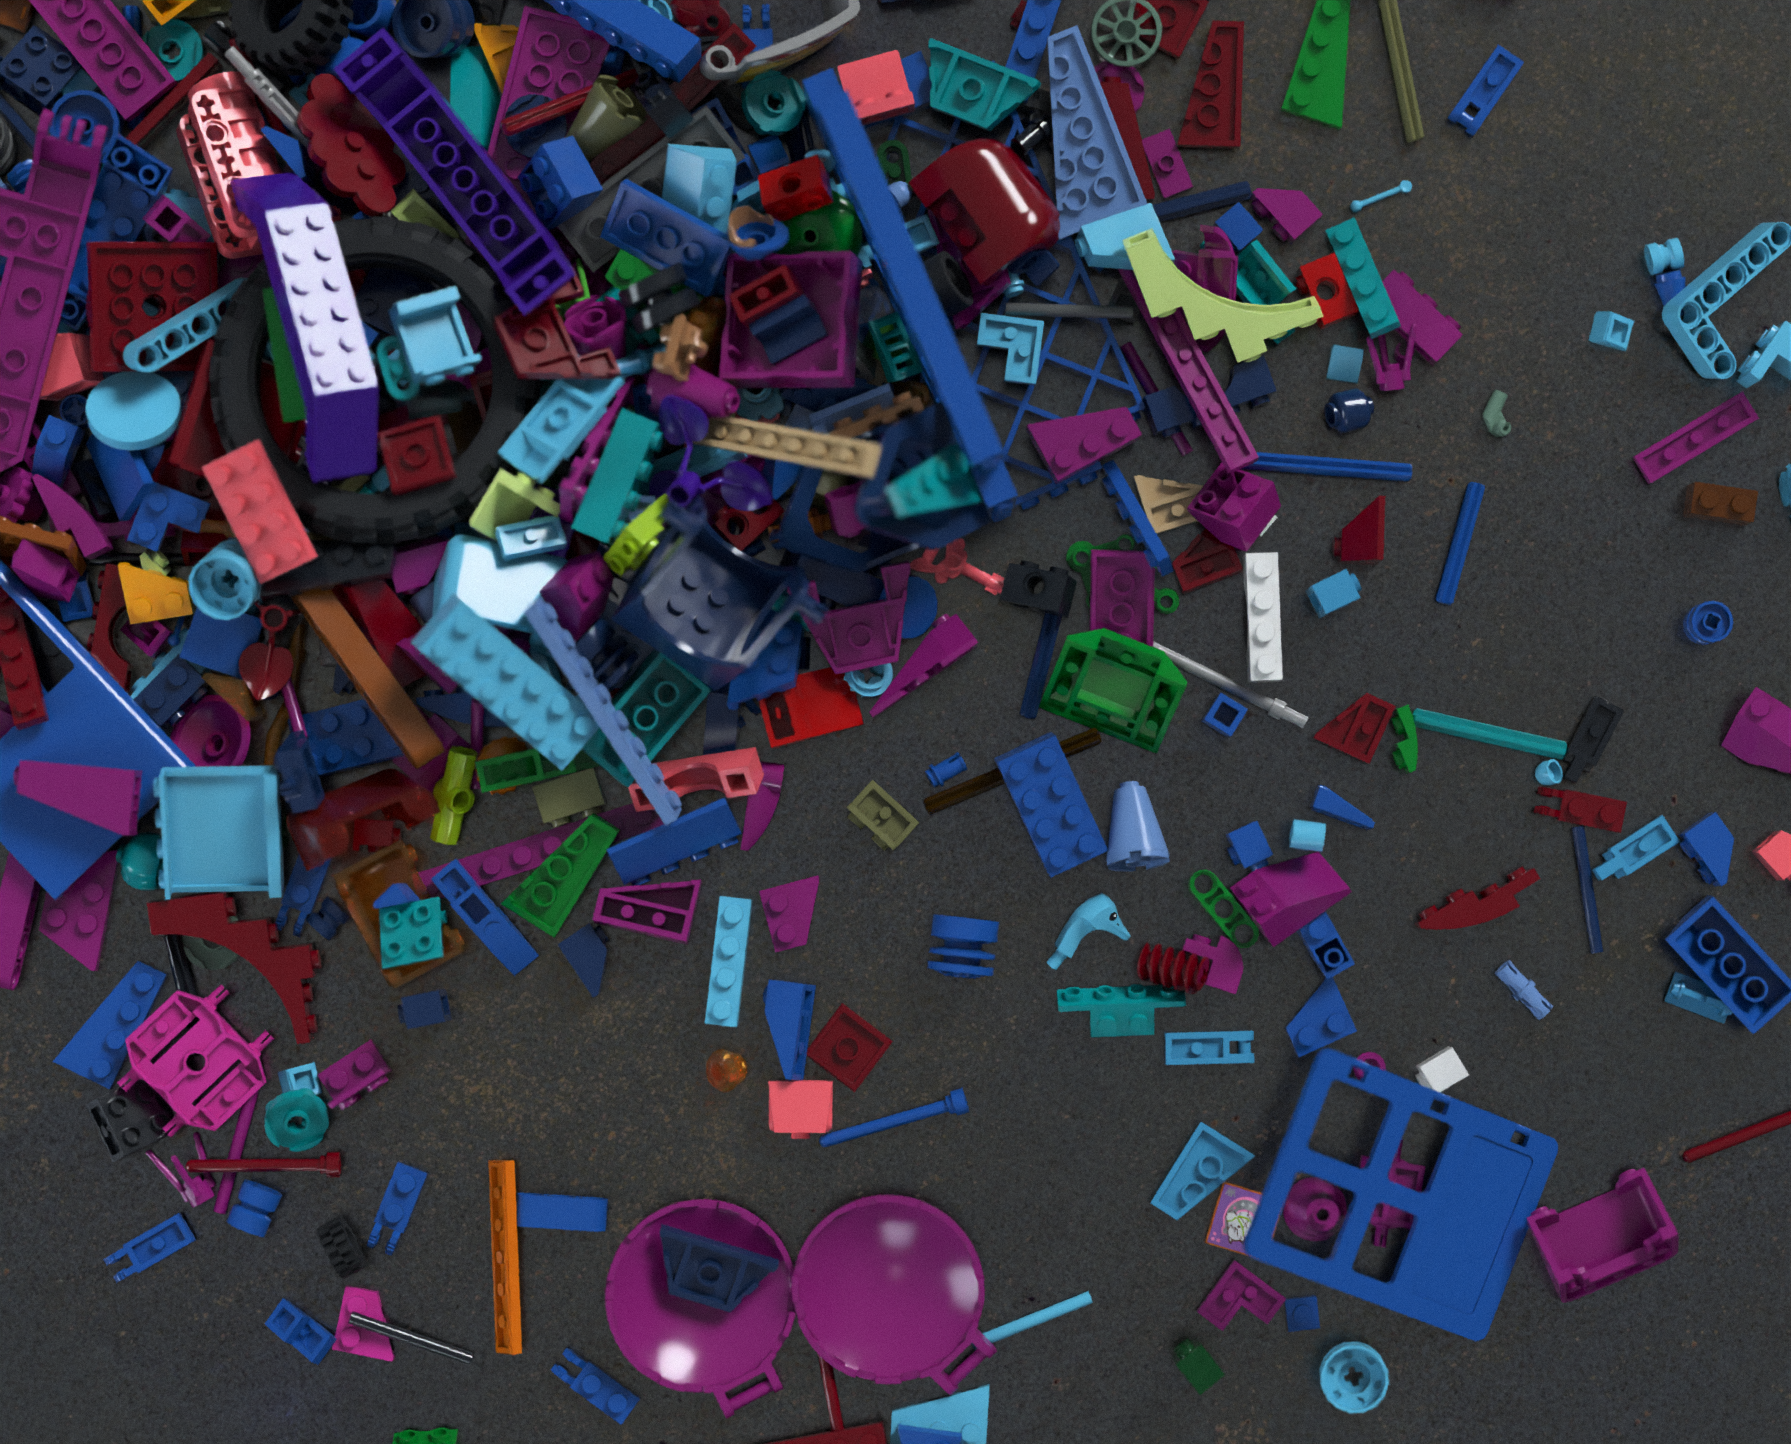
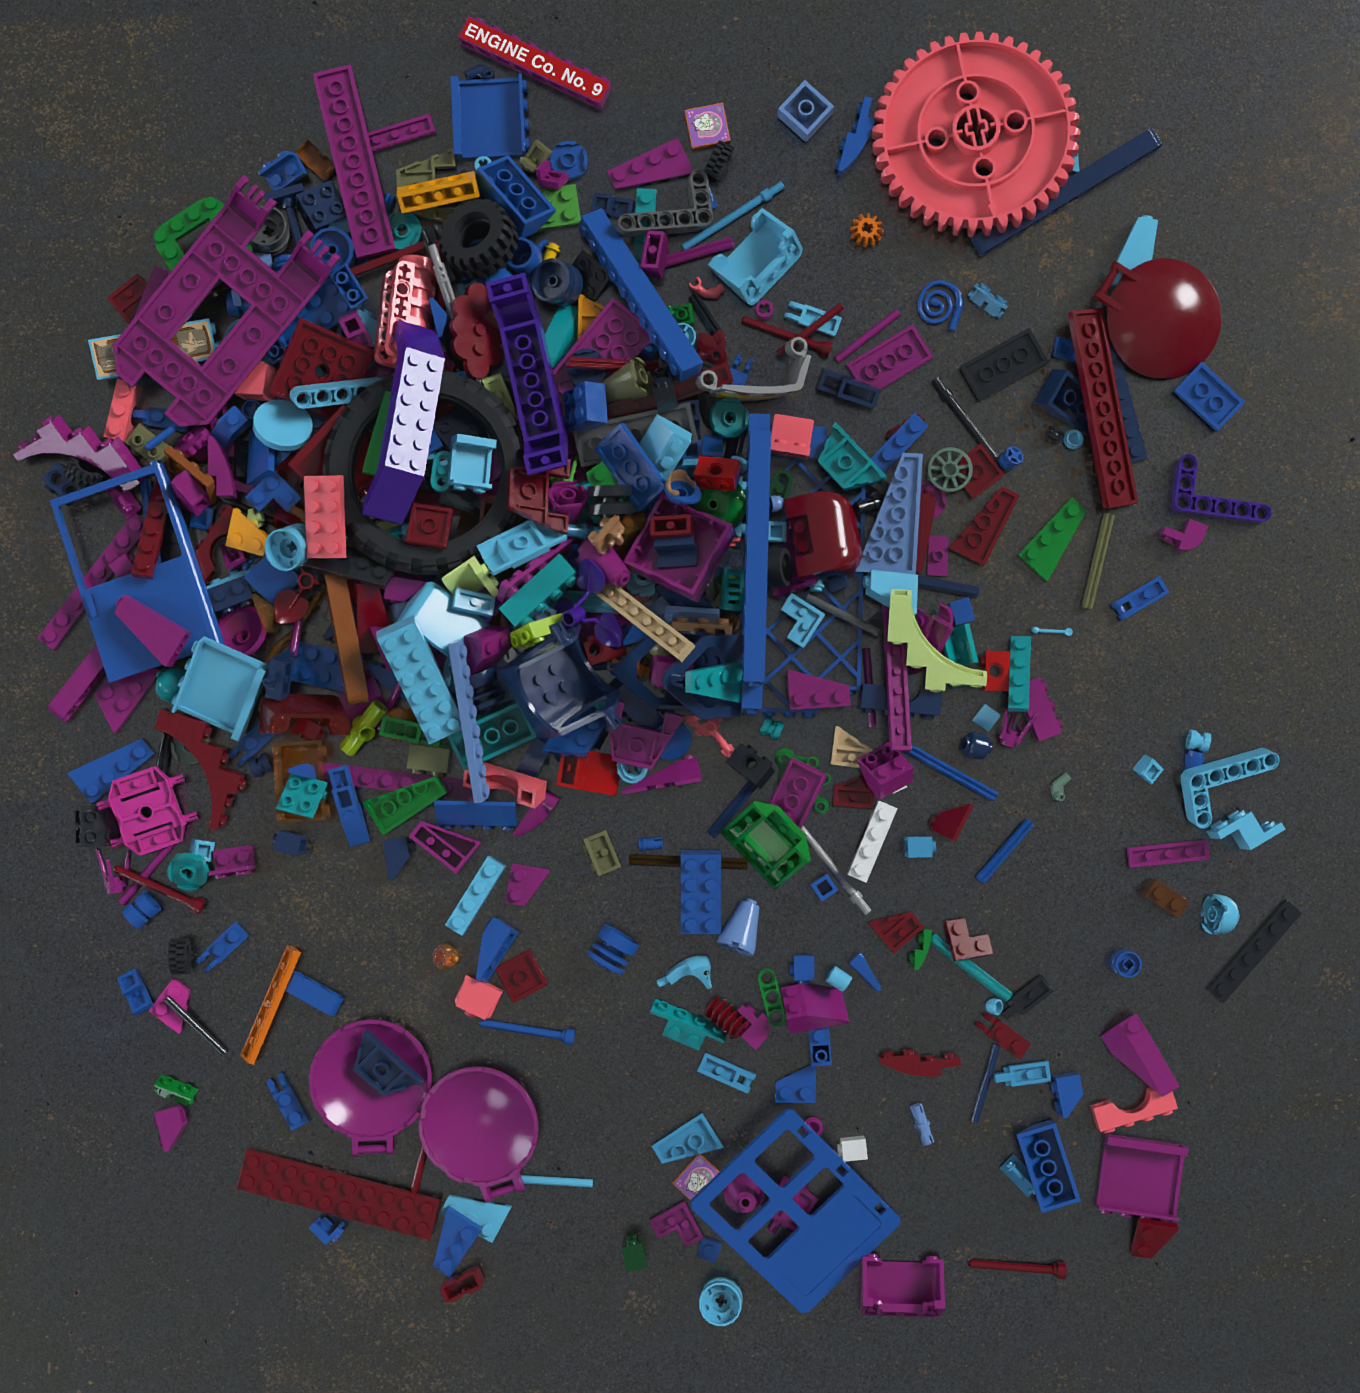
camera: 25 degrees right, 0 degrees up
(153, 1246) = (74, 904): blue hinge -> none
(1043, 522) = (771, 728): none -> teal wheel
(1141, 527) = (825, 759): blue plate -> none
(1287, 210) = (994, 615): magenta slope -> none
(1462, 706) = (964, 946): none -> plate

